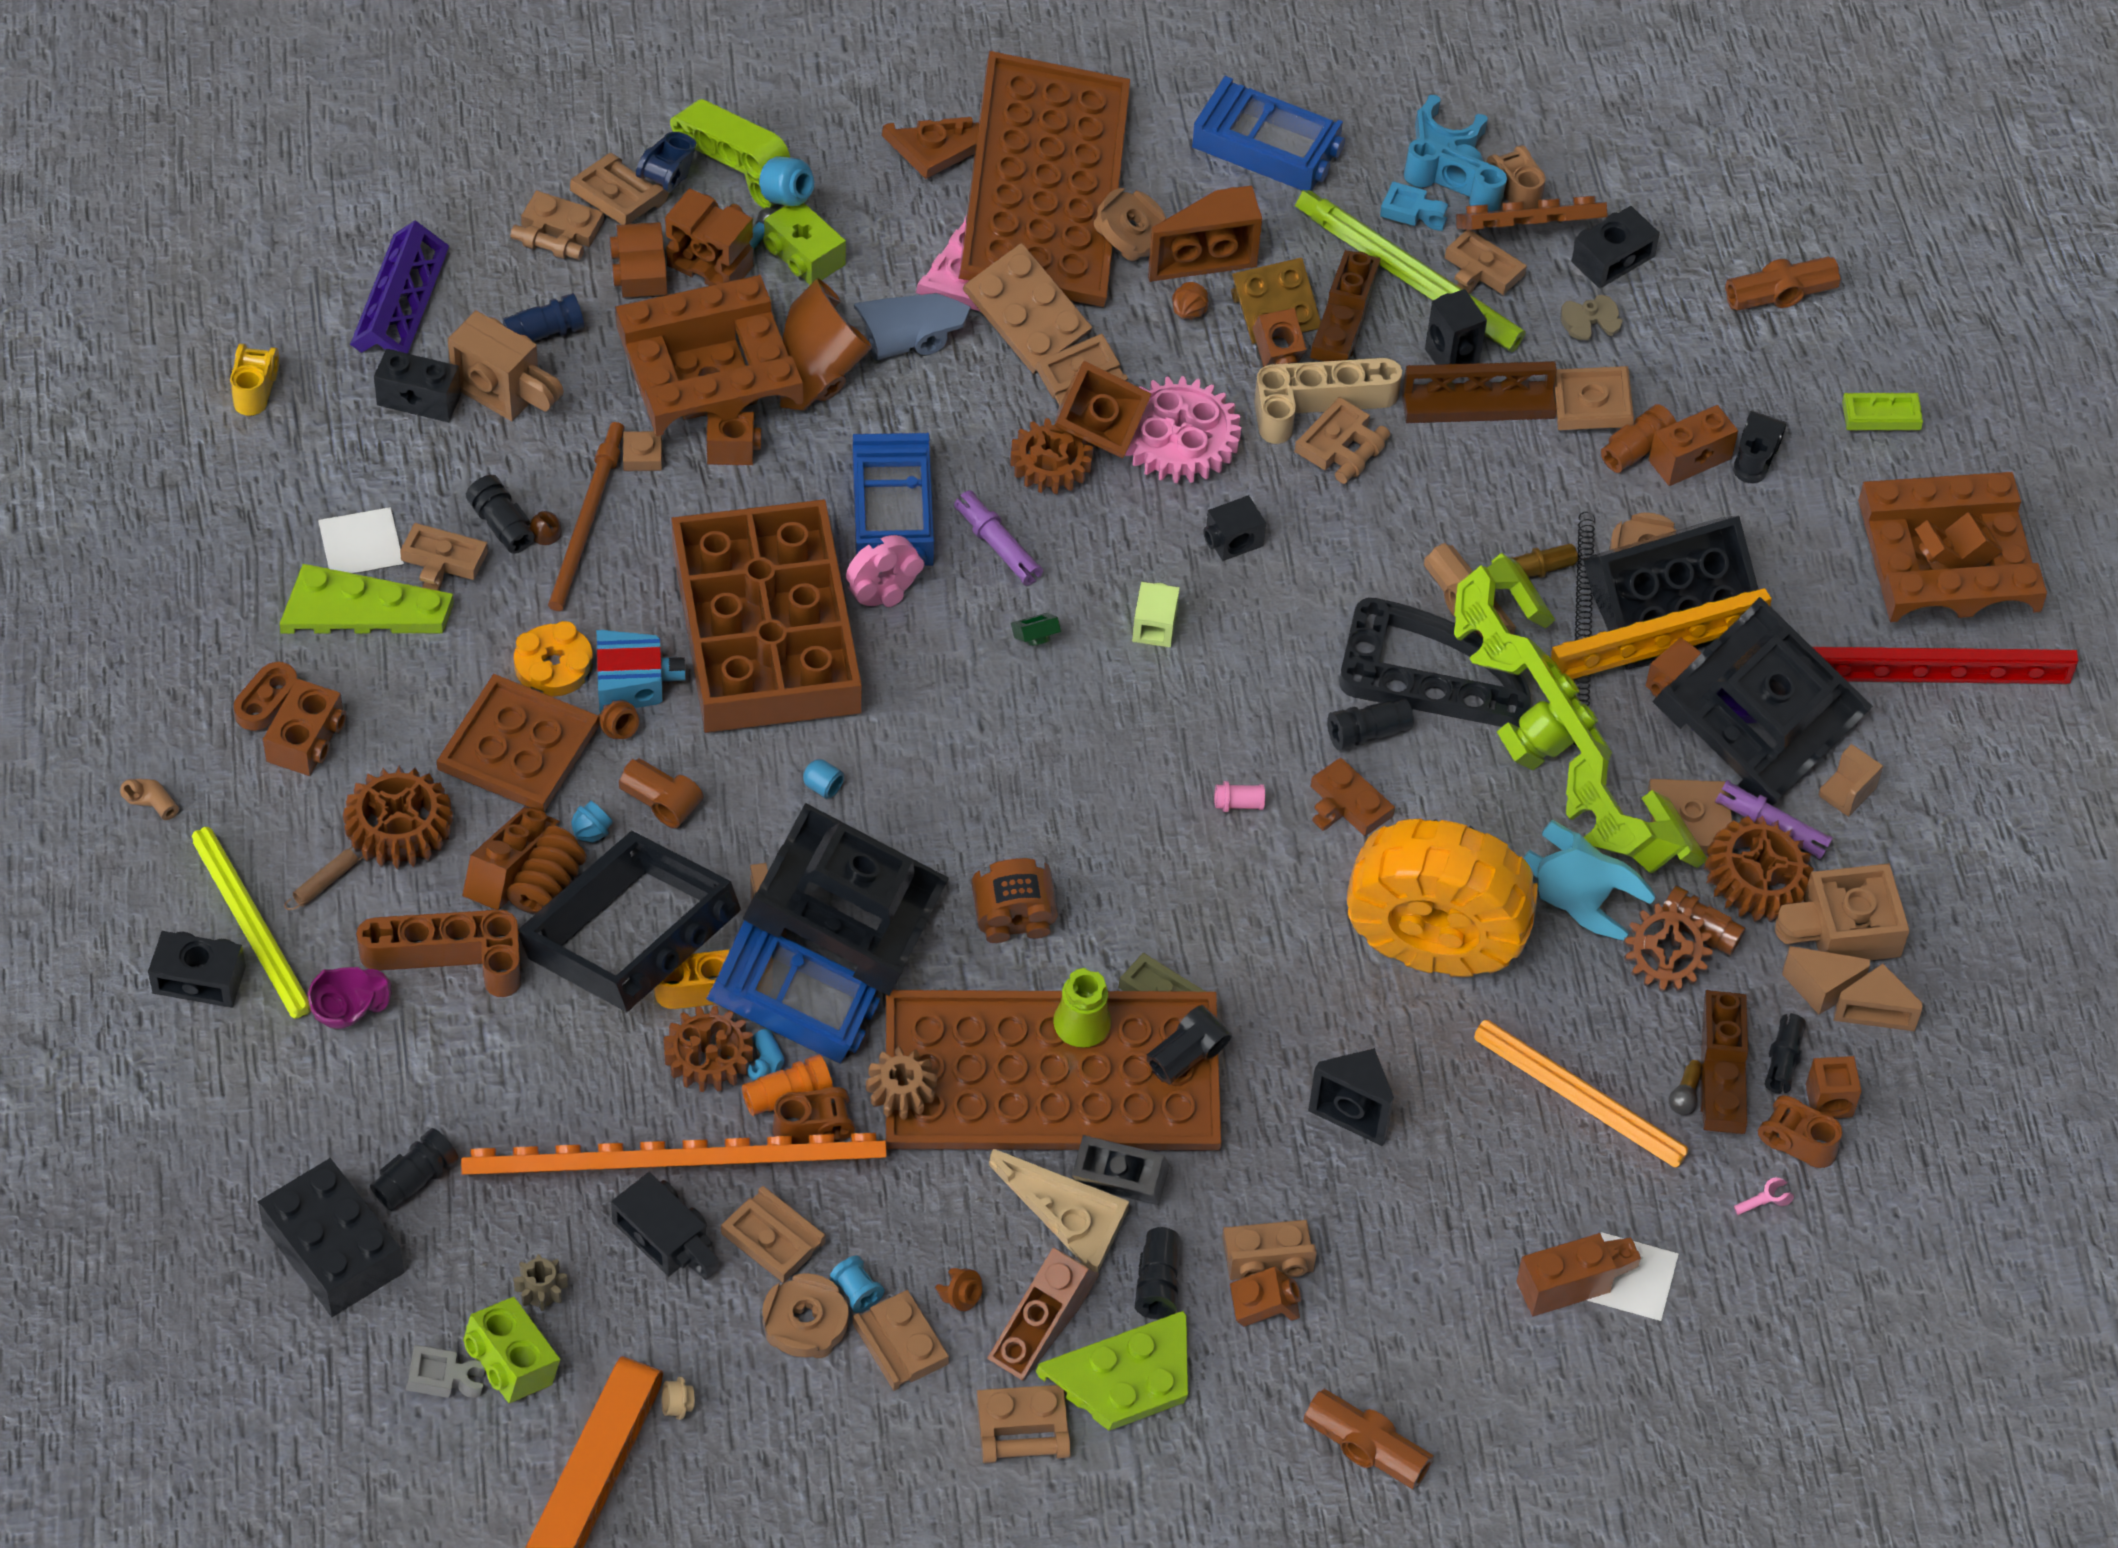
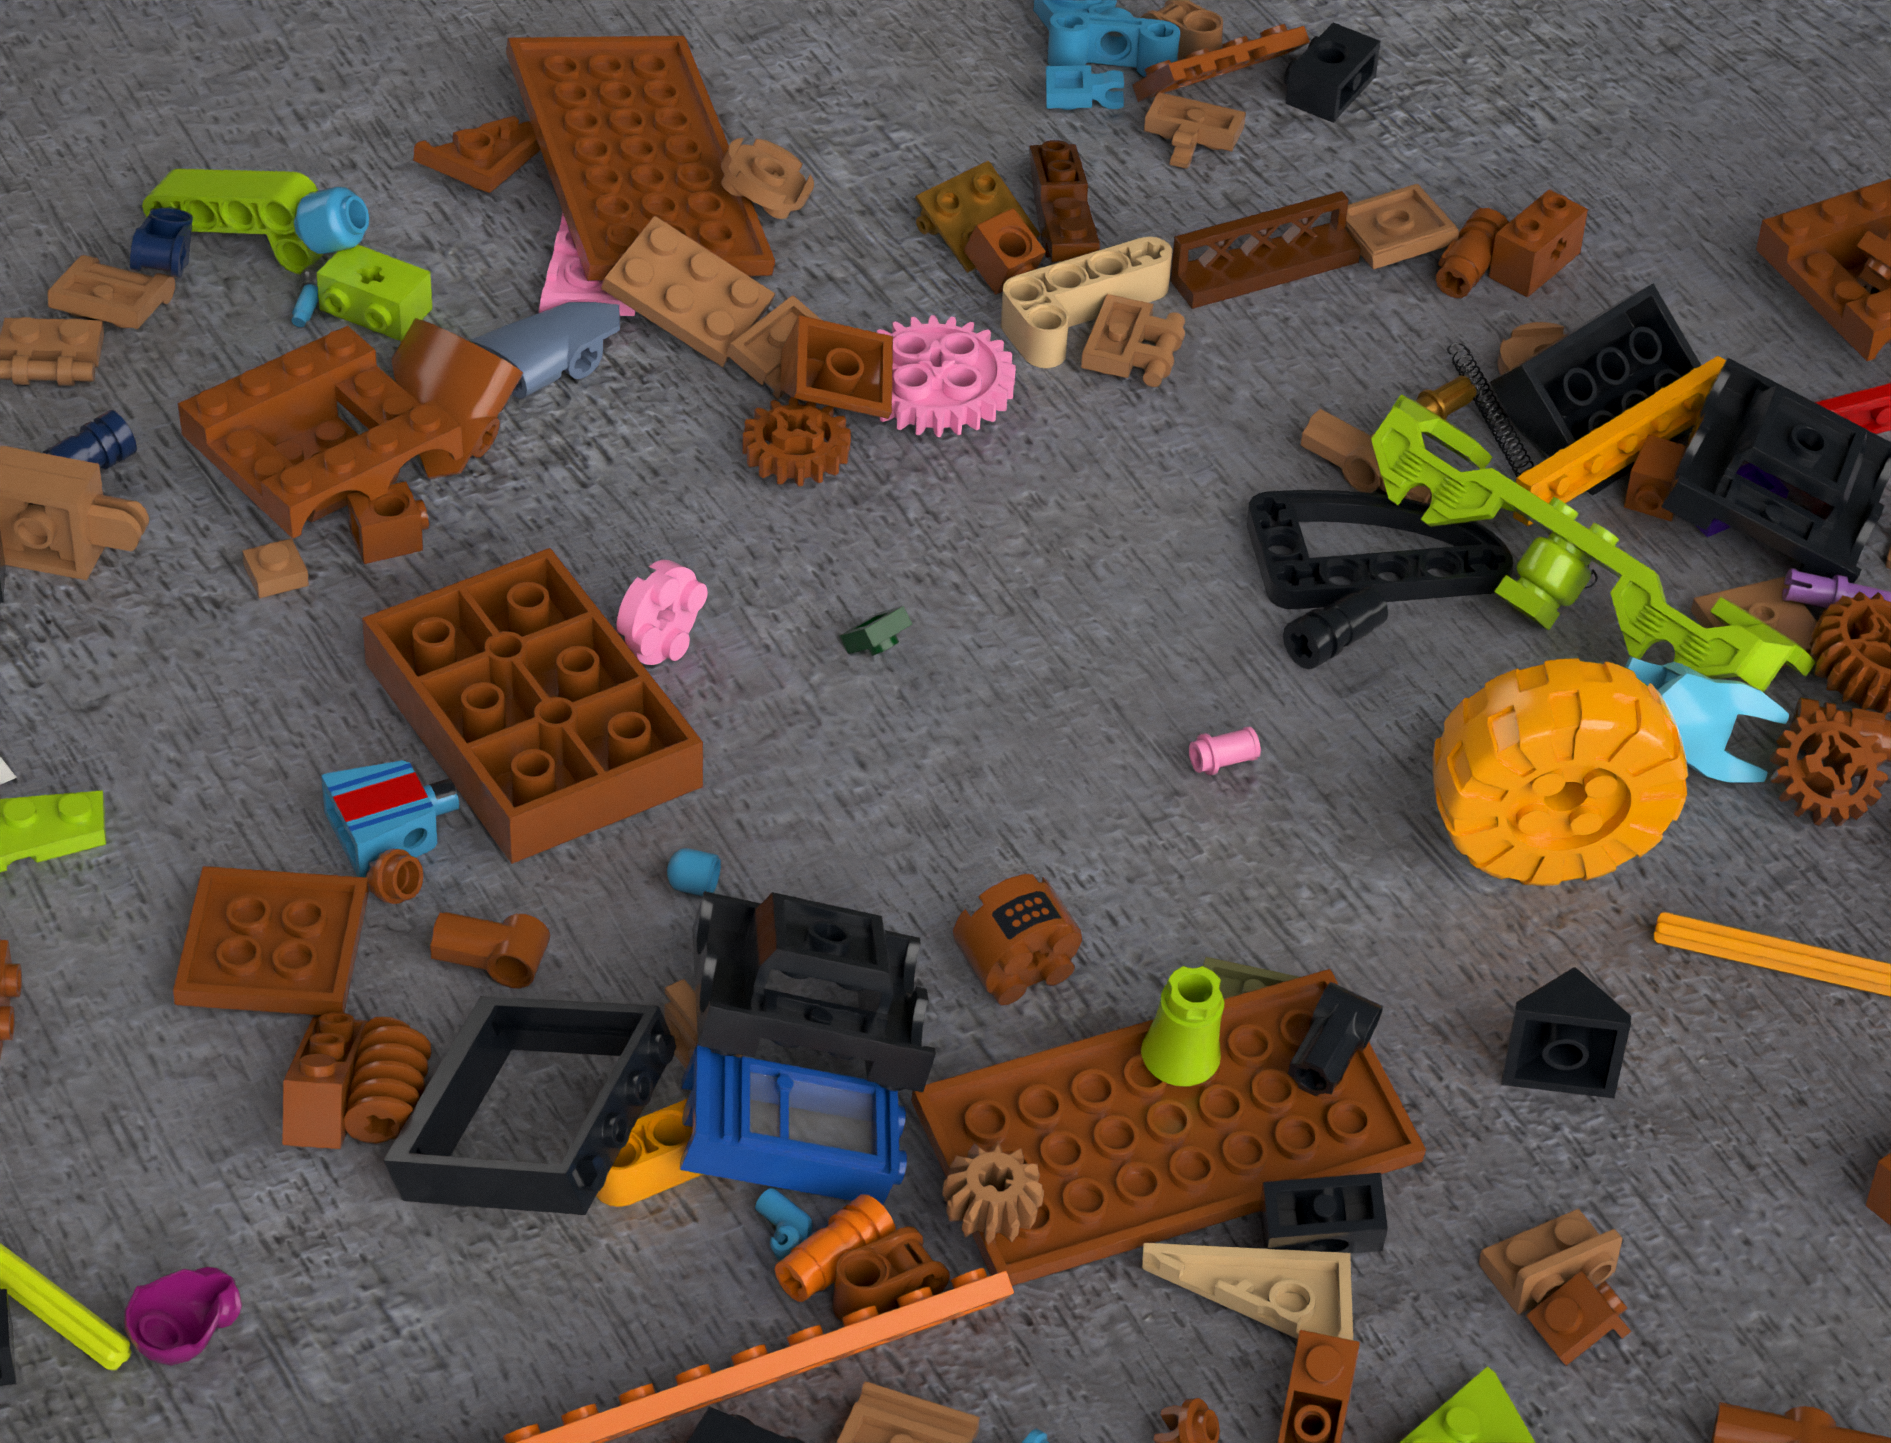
camera: 20 degrees left, 10 degrees down
(324, 877) = (78, 1179): medium nougat piece -> none
(389, 944) = (288, 1205): dark orange beam -> none
(400, 830) = (149, 1074): dark orange gear -> none
(442, 553) = (67, 747): medium nougat plate -> none
(504, 518) = (131, 685): black axle -> none
(542, 531) = (189, 685): reddish brown hinge -> none
(548, 640) = (265, 809): light orange plate -> none
(590, 823) = (417, 1004): dark azure plate -> none
(605, 460) = (233, 589): dark orange bar -> none
(640, 258) = (173, 357): dark orange brick -> none
(686, 1056) = (680, 1249): dark orange gear -> none
(709, 239) = (256, 308): dark orange brick -> none
(893, 490) = (616, 525): blue door -> none
(988, 526) = (759, 538): medium lavender pin -> none
(1155, 614) = (1015, 577): yellowish green brick -> none
(1158, 1272) = (1432, 1331): black axle -> none
(1190, 300) = (875, 241): dark orange plate -> none
(1208, 236) = (869, 164): dark orange slope -> none
(1235, 528) = (1060, 461): black brick -> none
(1267, 135) = (876, 56): blue door -> none
(1348, 796) = (1355, 715): dark orange plate -> none
(1401, 263) = (1118, 151): lime piece -> none
(1455, 330) = (1209, 186): black brick -> none
(1578, 317) = (1333, 153): dark tan piece -> none
(1757, 446) = (1607, 229): black piece -> none
(1782, 283) = (1537, 64): dark orange piece -> none
(1882, 411) = (1721, 161): lime plate -> none

